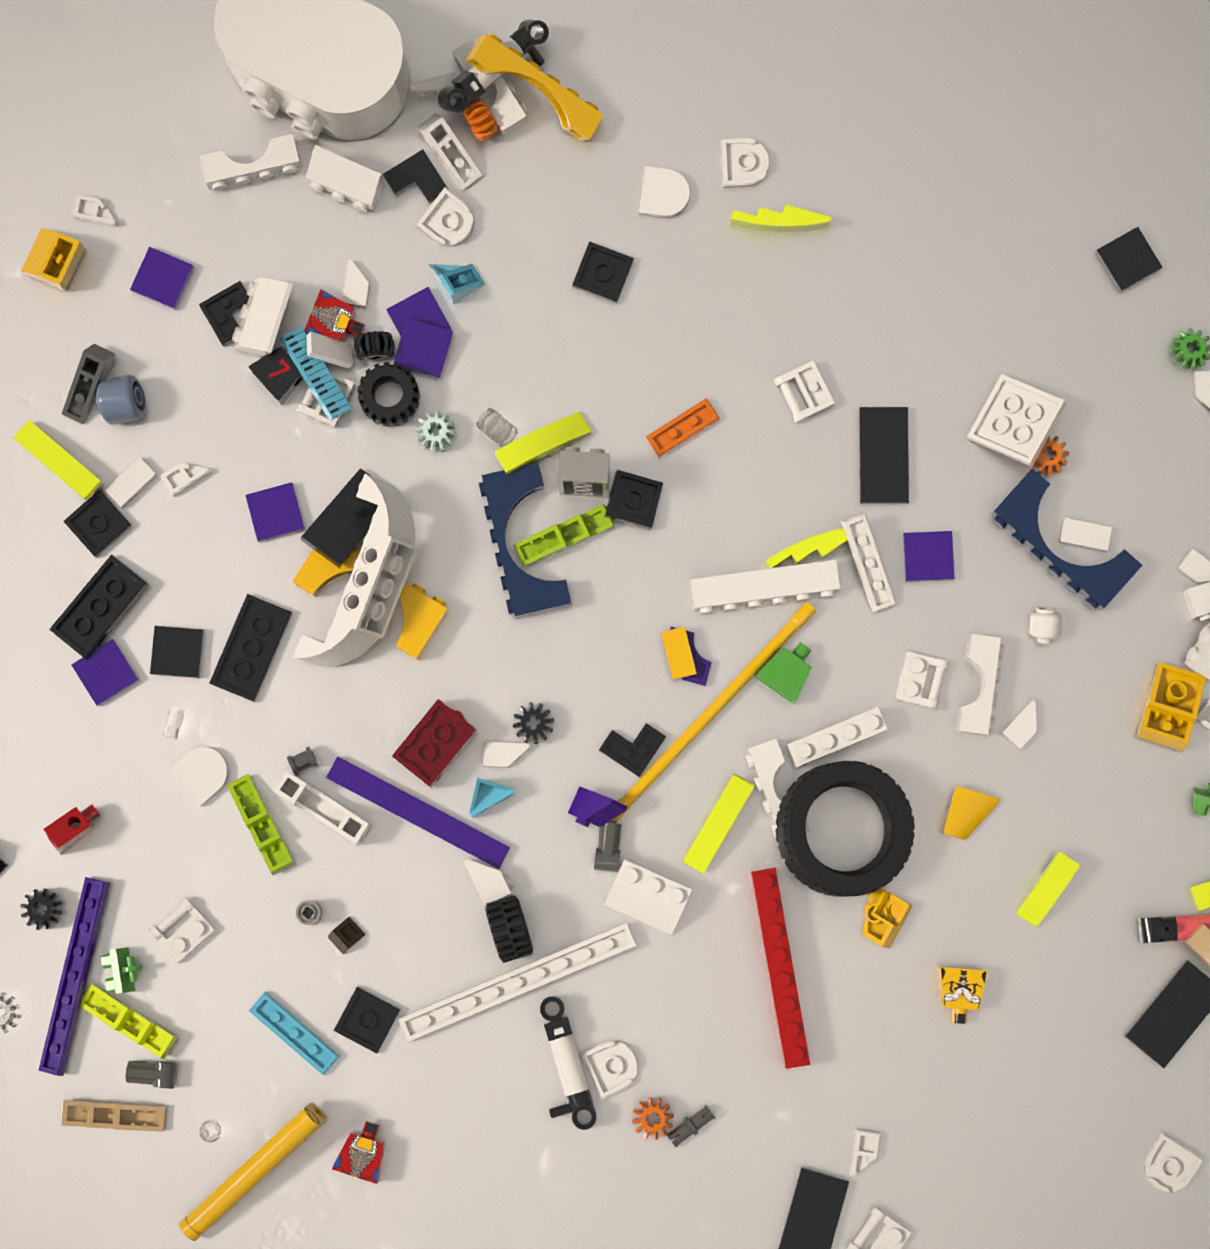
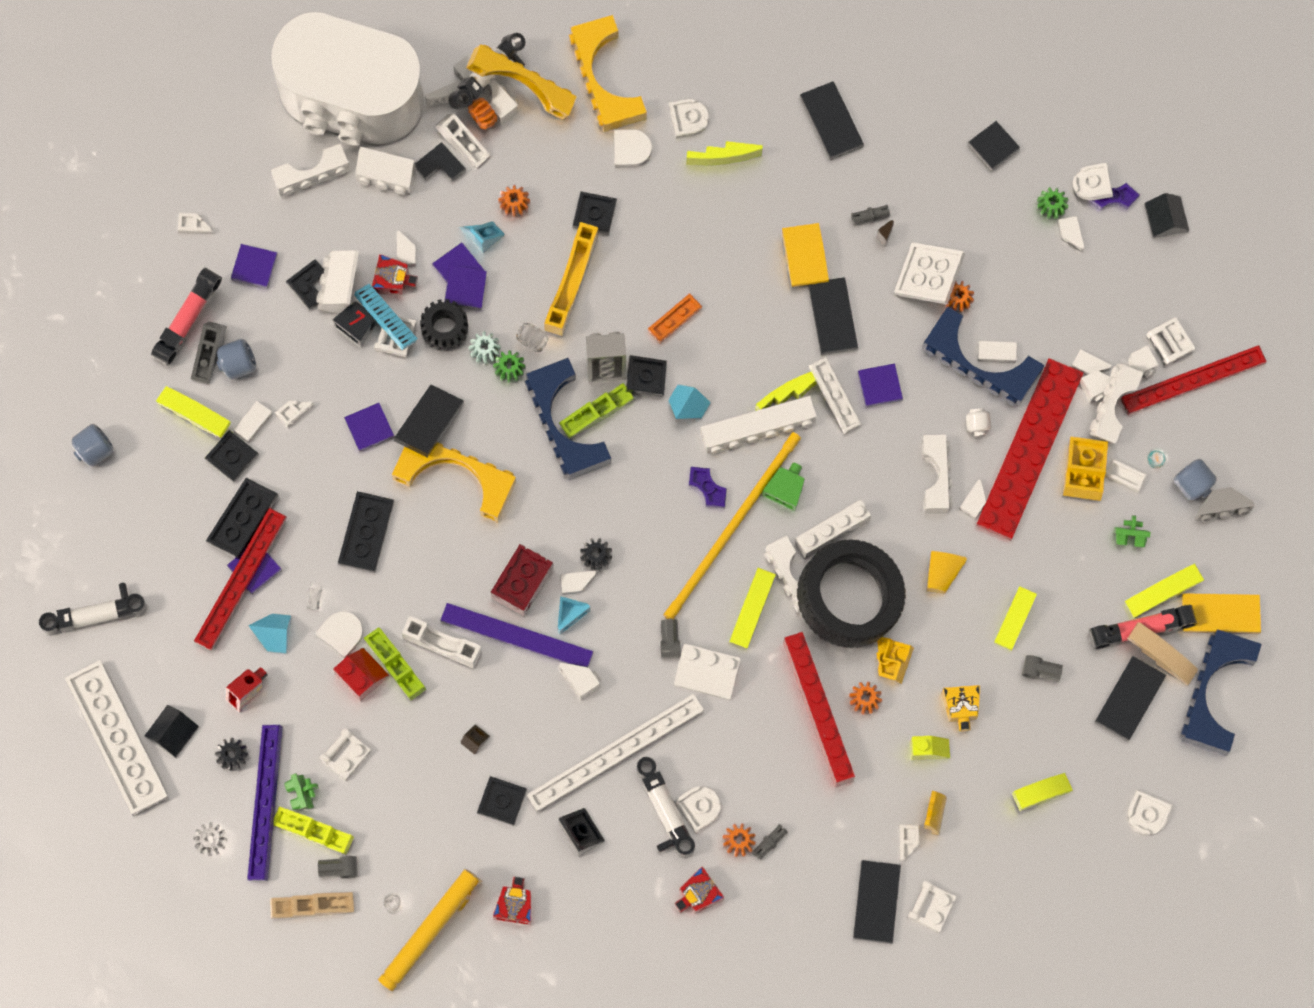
camera: 15 degrees left, 10 degrees down
(47, 357) = (173, 337): none -> black piece
(53, 258) = (168, 262): yellow slope -> none
(84, 686) = (240, 579): none -> red tile
(116, 759) = (273, 632): none -> medium azure slope
(177, 652) = (308, 543): black tile -> none
(216, 830) = (360, 673): none -> red slope
(294, 1033) = (446, 820): medium azure tile -> none
(302, 761) = (420, 609): dark grey bush -> none
(309, 912) = (441, 727): light grey wheel -> none
(329, 350) = (393, 298): white tile -> none
(374, 346) = (427, 290): black gear -> none
(374, 582) = (455, 467): white slope -> none
(447, 219) = (468, 191): white tile -> none
(456, 454) = (502, 364): none -> bright green gear
(458, 1075) = (581, 831): none -> black slope
(502, 251) = (511, 194): none -> orange gear
(509, 929) = (603, 709): black tyre -> none
(542, 442) = (567, 343): neon yellow slope -> none
(563, 351) = (575, 270): none -> yellow arch
(591, 1178) = (699, 893): none -> torso
(594, 808) = (655, 609): dark purple slope -> none
(633, 755) = (679, 567): black tile -> none
(647, 139) = (611, 109): none -> yellow arch
(678, 653) = (700, 484): yellow tile -> none
(680, 543) = (688, 402): none -> medium azure slope
(812, 388) = (768, 273): white plate -> none
(835, 956) = (873, 700): none -> orange gear
(861, 370) = (805, 254): none -> yellow slope
(903, 1123) = (935, 812): none -> yellow slope
(911, 1039) = (929, 748): none -> neon yellow slope
(914, 677) = (885, 475): white plate -> none
(926, 193) = (831, 120): none -> black tile
(954, 328) = (870, 214): none -> dark grey pin
(968, 356) = (884, 232): none -> dark brown slope
(1042, 1117) = (1042, 791): none -> neon yellow slope
(1065, 958) = (1036, 668): none -> dark grey piece
(1105, 669) = (1029, 449): none -> red plate

